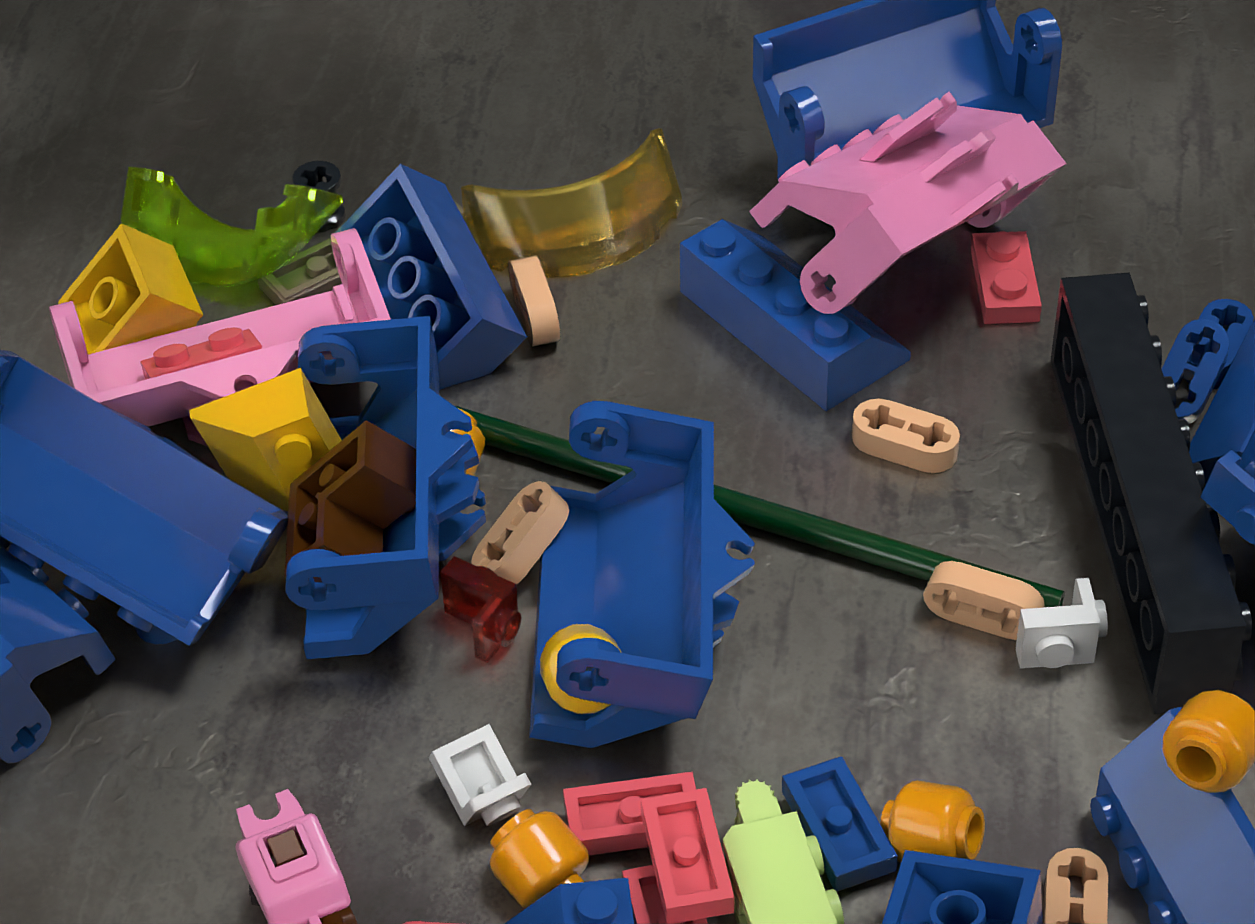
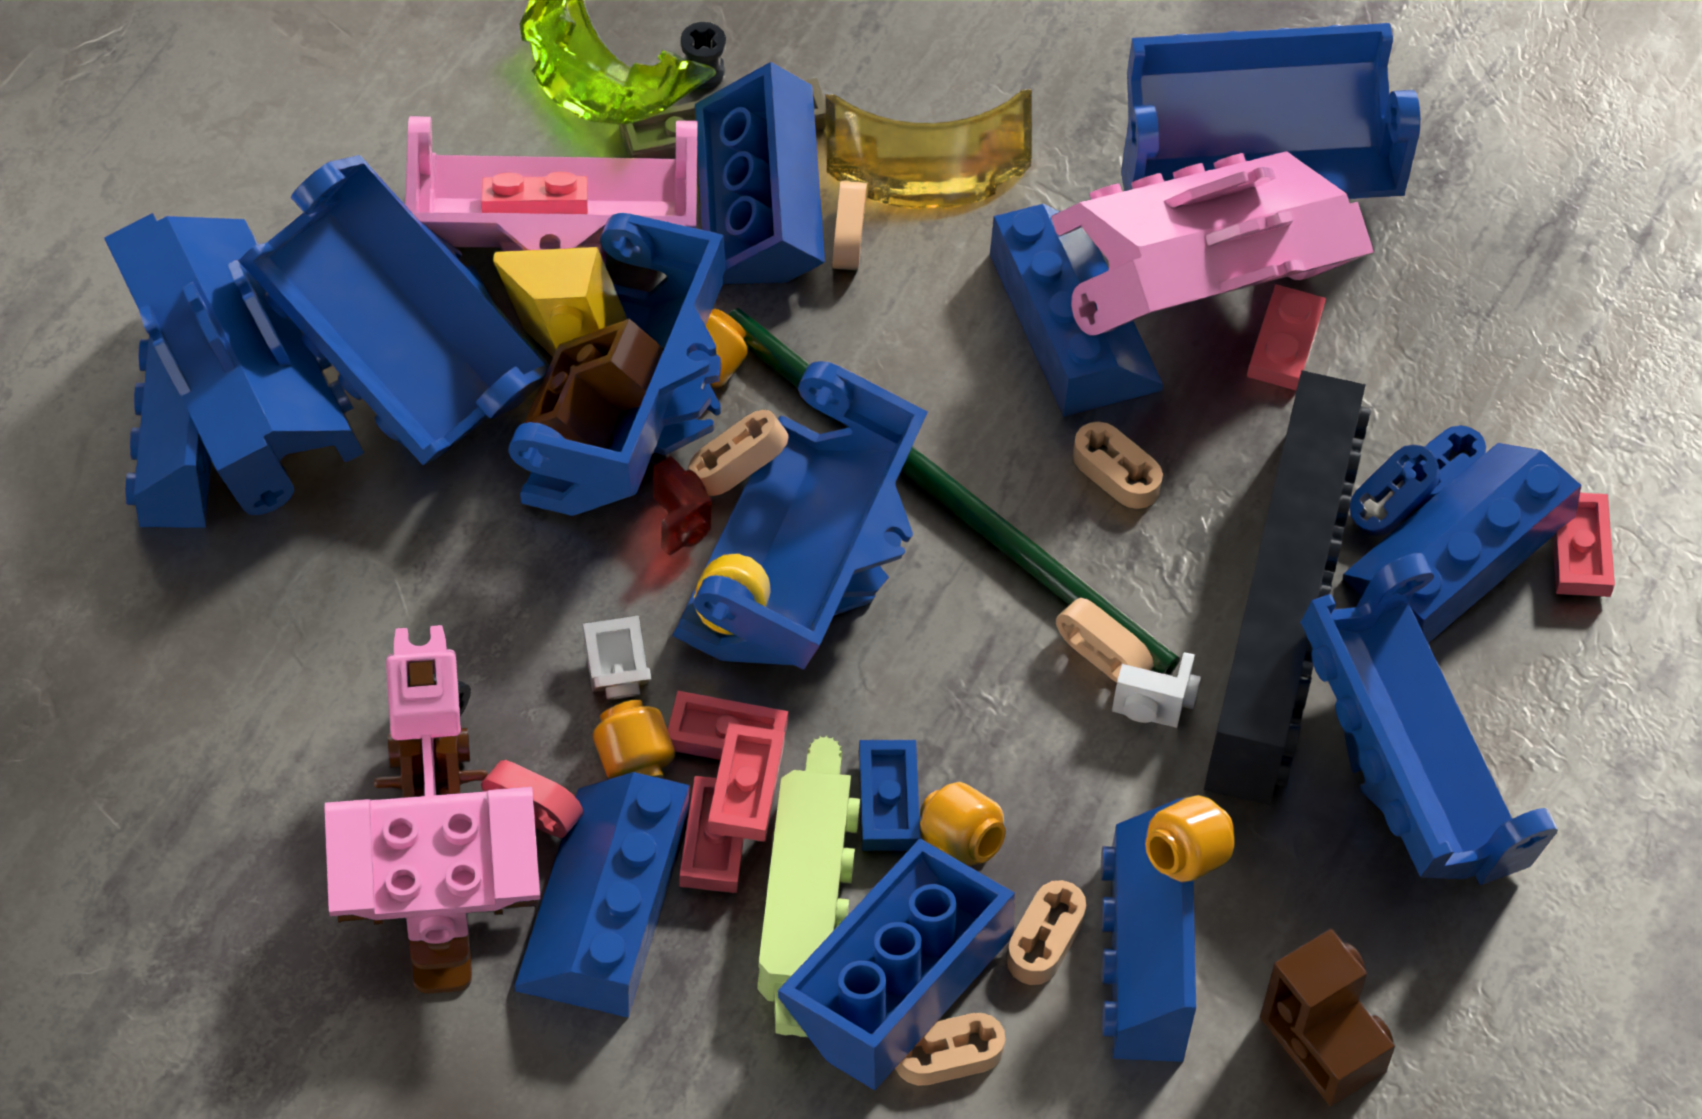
camera: 15 degrees right, 10 degrees up
(132, 292) = (498, 107): yellow slope -> none

